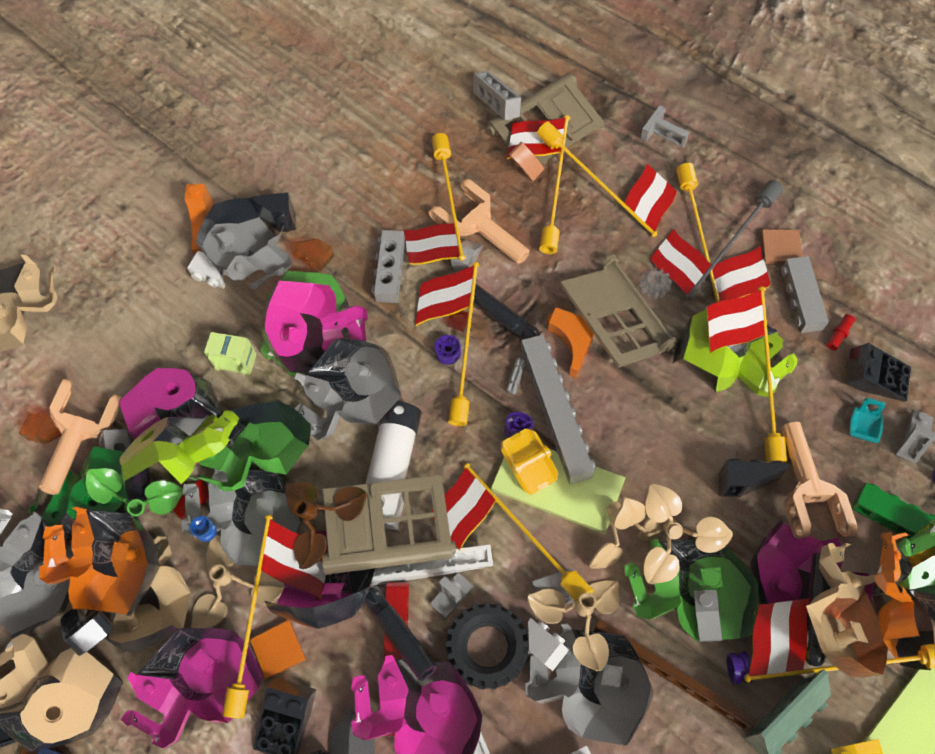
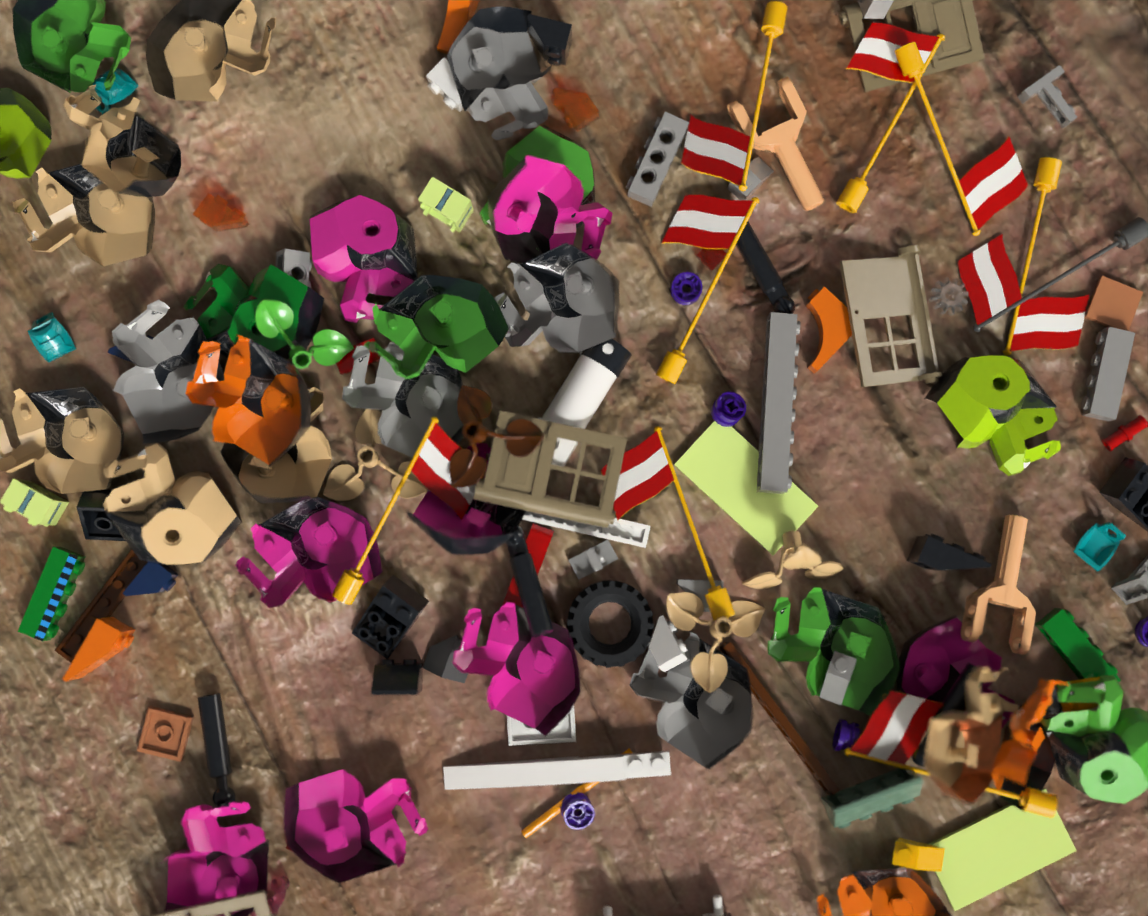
camera: 15 degrees right, 20 degrees up
(73, 431) = (253, 237): light nougat piece -> none
(84, 633) = (215, 471): black beam -> none
(177, 445) = (361, 306): lime piece -> none
(201, 524) = (362, 403): blue wheel -> none
(278, 649) = (402, 548): orange tile -> none
(515, 376) = (749, 346): light grey axle -> none
(526, 161) = (867, 82): slope -> none
(529, 461) = (725, 453): yellow shield -> none
(663, 504) = (841, 565): tan plant -> none
(739, 322) = (1012, 389): flag -> none

